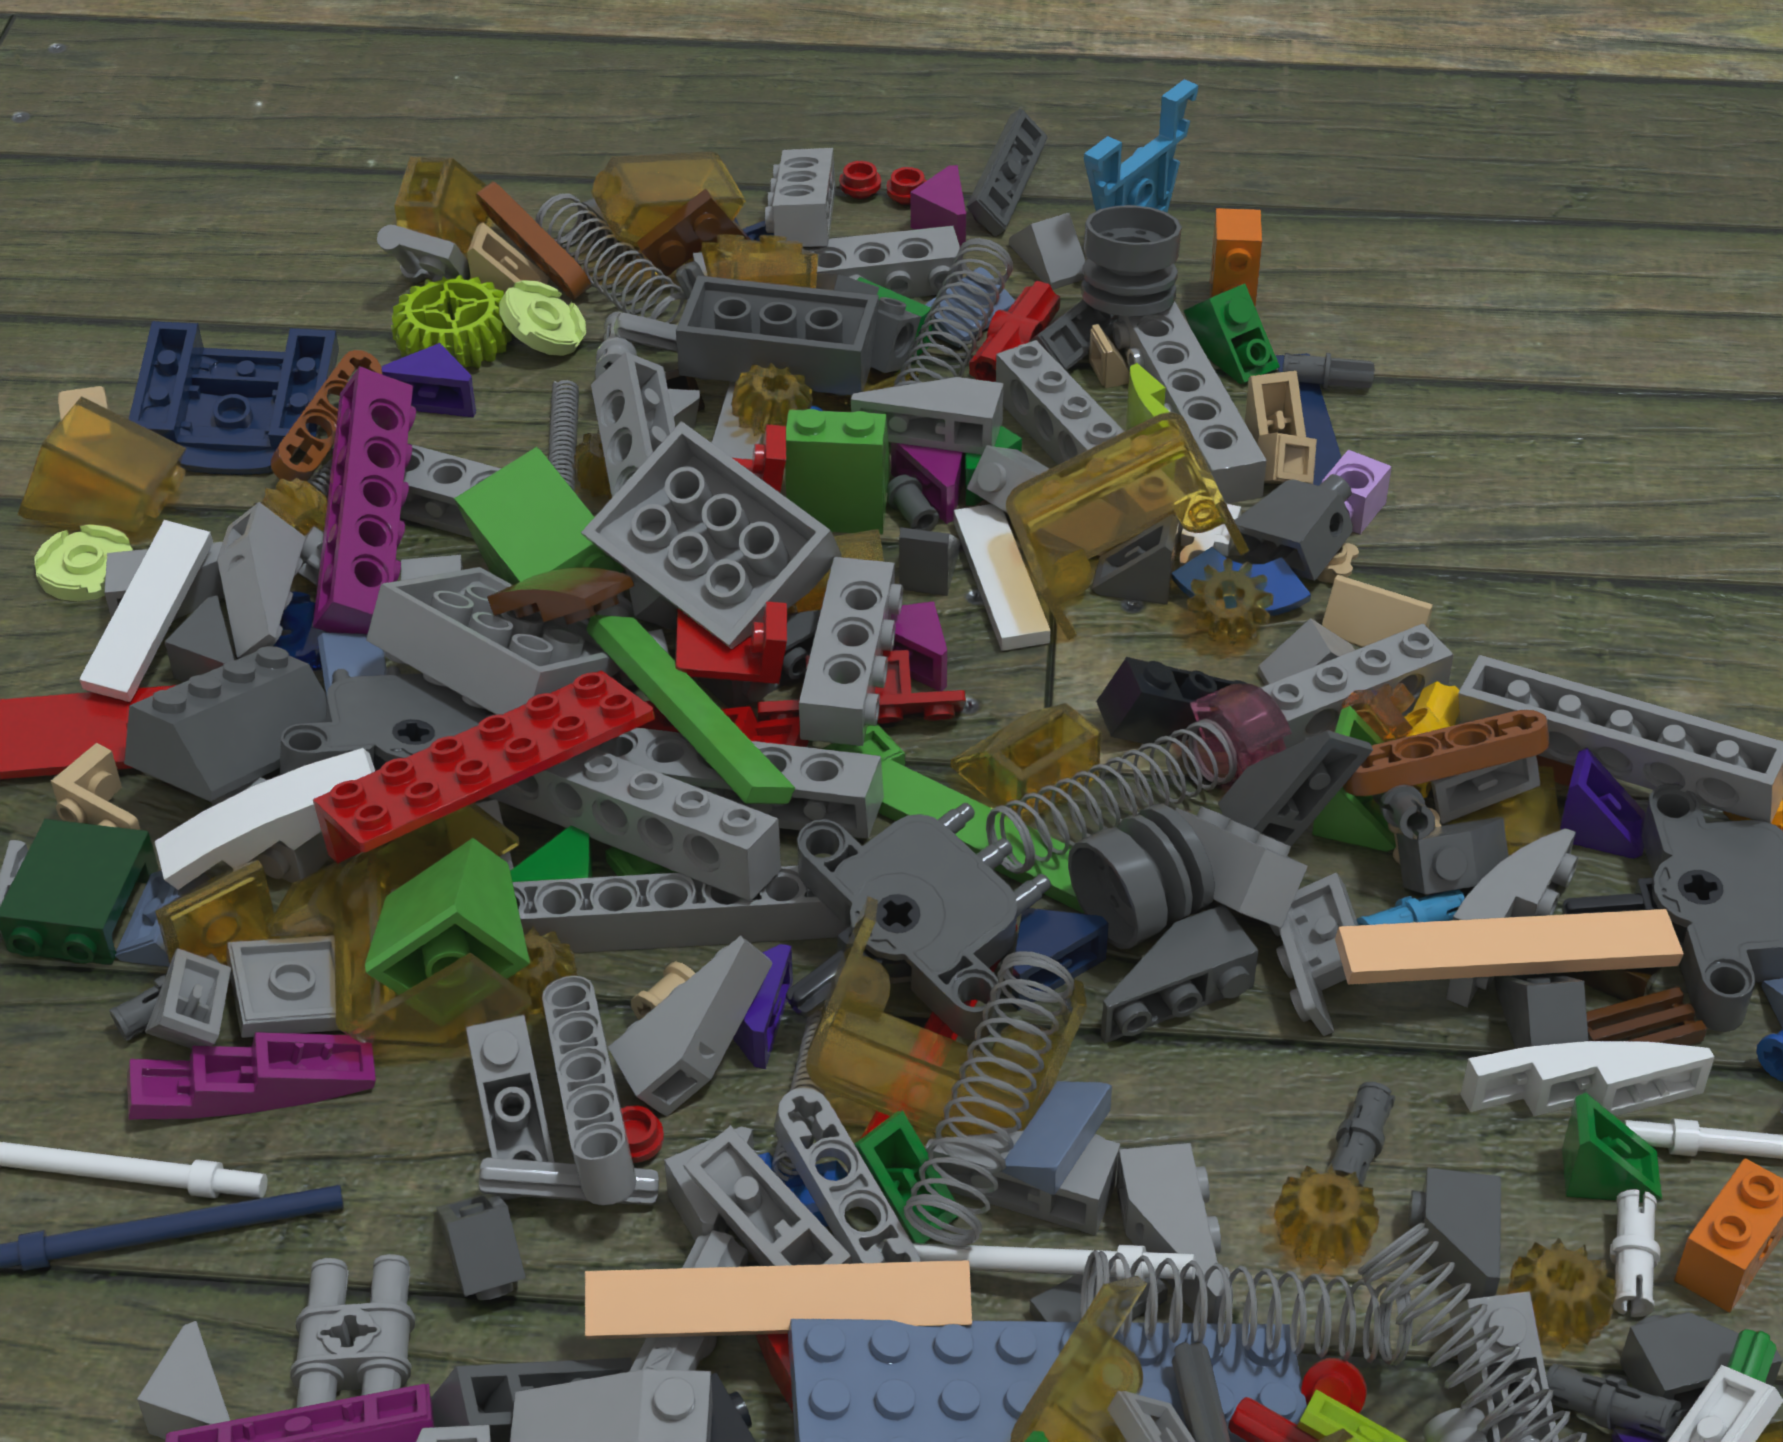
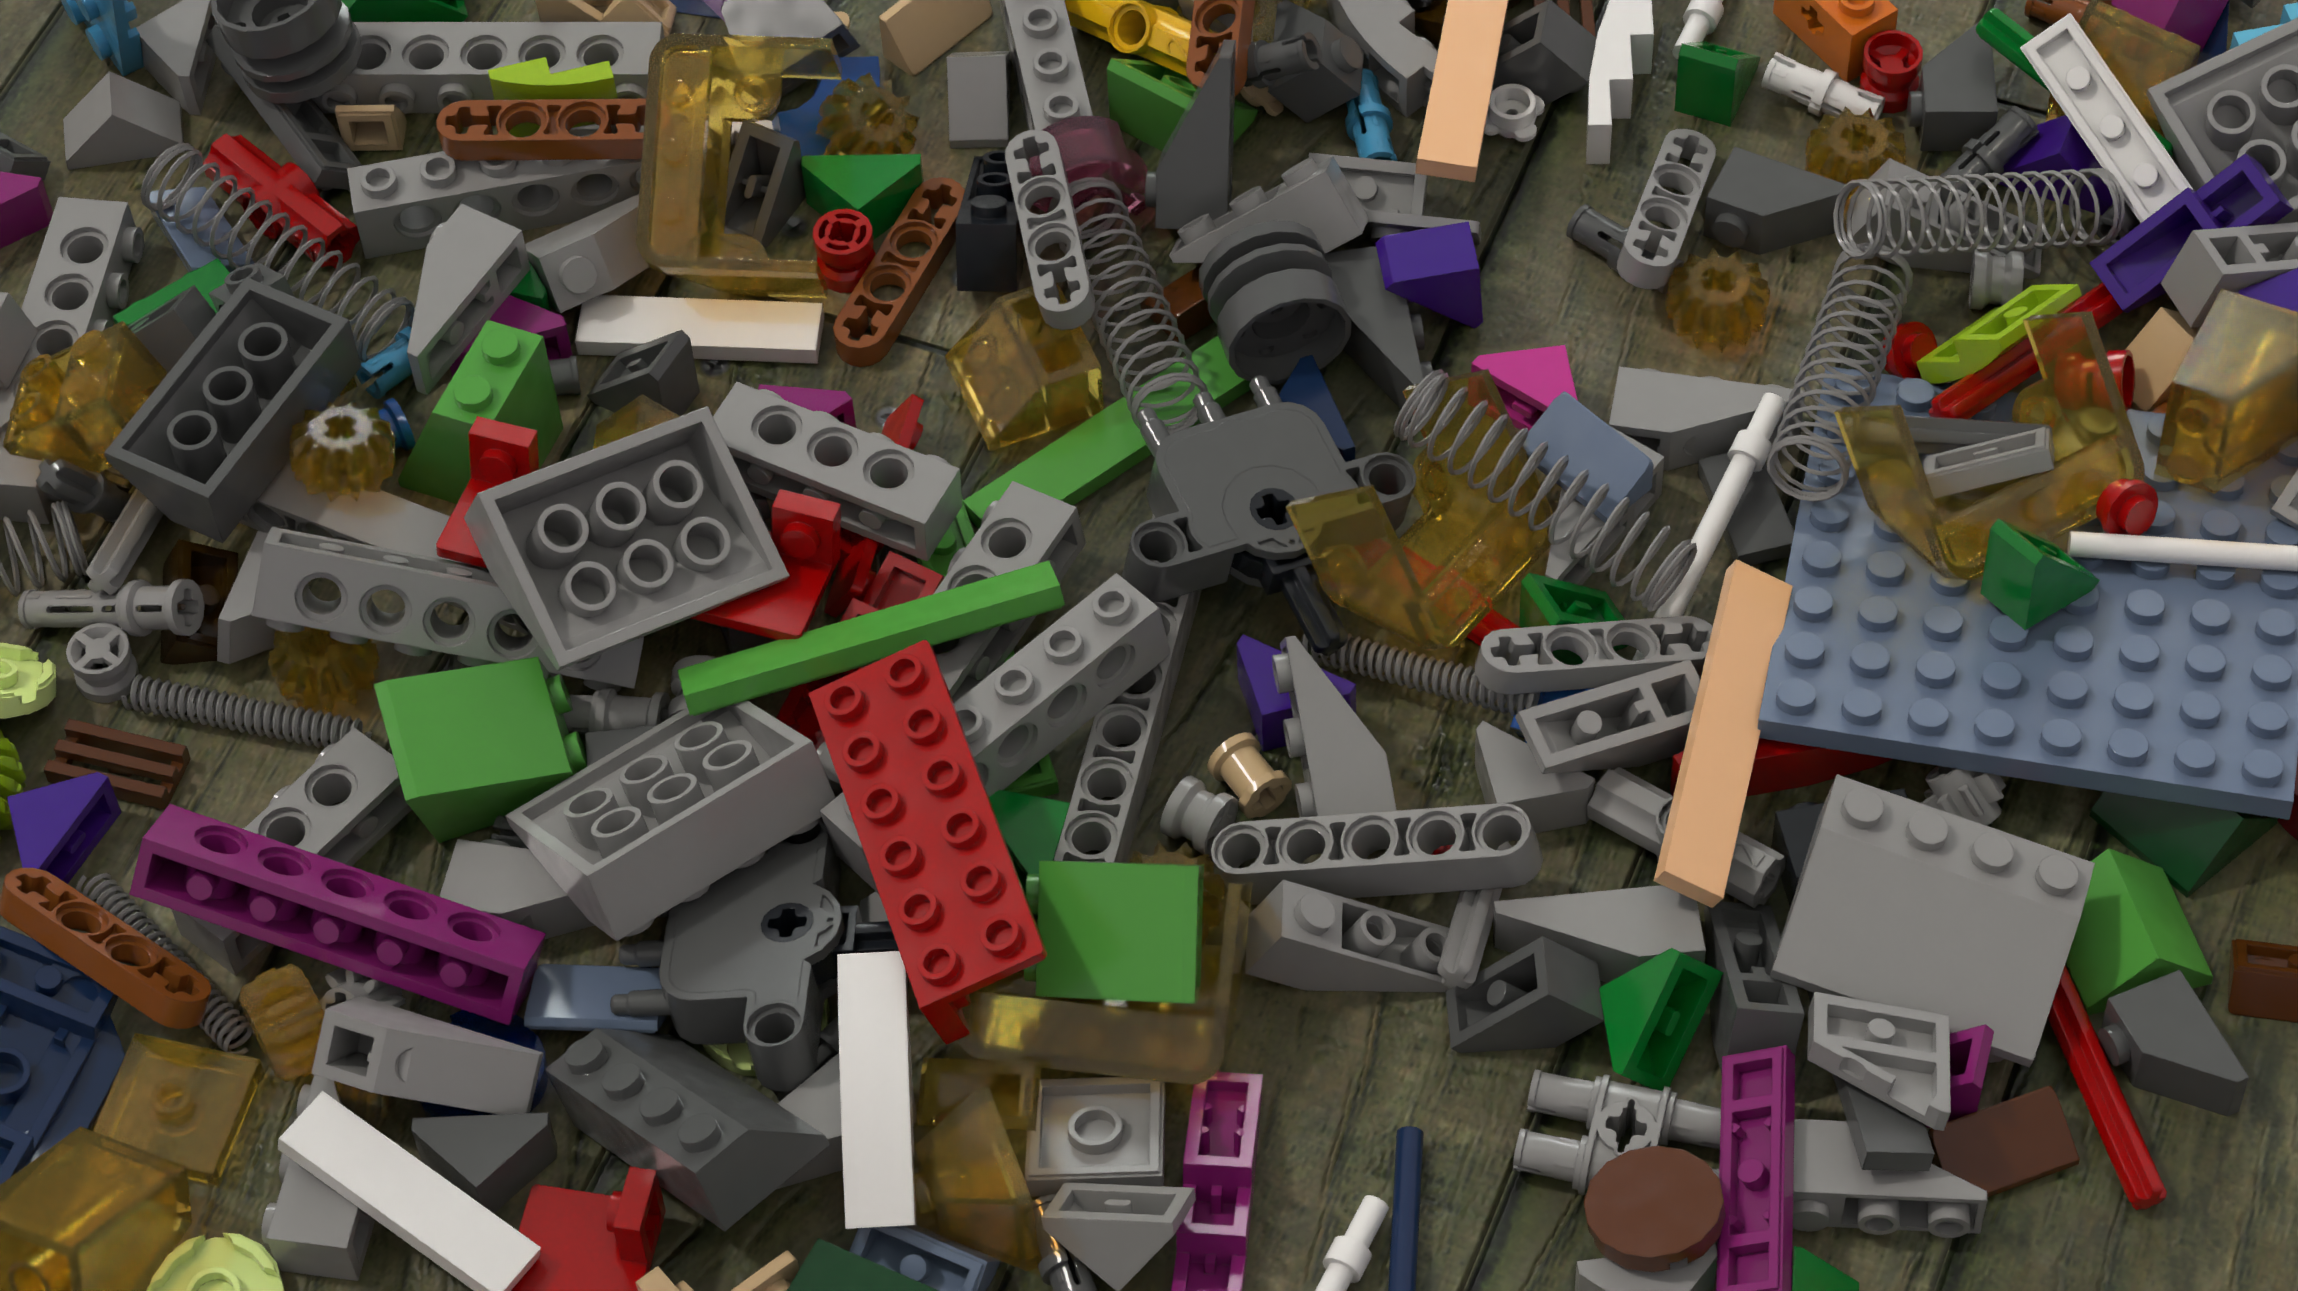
camera: 70 degrees left, 10 degrees up
(222, 494) = (180, 1103): none -> clear yellow plate
(248, 1360) = (1654, 1208): none -> reddish brown tile
(465, 1332) = (1655, 1015): none -> green slope
(506, 380) = (122, 755): none -> reddish brown tile
(558, 1289) = (1607, 926): none -> light grey slope
(562, 592) = (641, 710): reddish brown slope -> none
(579, 363) = (105, 647): none -> light grey wheel
(617, 973) = (1197, 814): none -> light grey wheel
(1086, 729) = (1049, 228): none -> light grey beam
(1097, 419) = (552, 138): none -> dark orange beam
(1103, 657) = (896, 269): none -> dark orange beam
(1104, 627) = (843, 248): none -> red wheel
(1156, 1101) = (1528, 380): none -> dark pink slope
(1168, 625) = (865, 183): none -> green slope
(1241, 989) = (1435, 270): none -> dark purple slope
(1383, 710) = (1118, 40): clear orange tile -> none
(1408, 1137) = (1666, 207): none -> light grey beam
(1480, 1018) = (1513, 112): none -> white plate
(1691, 1287) = (1891, 67): none -> red wheel

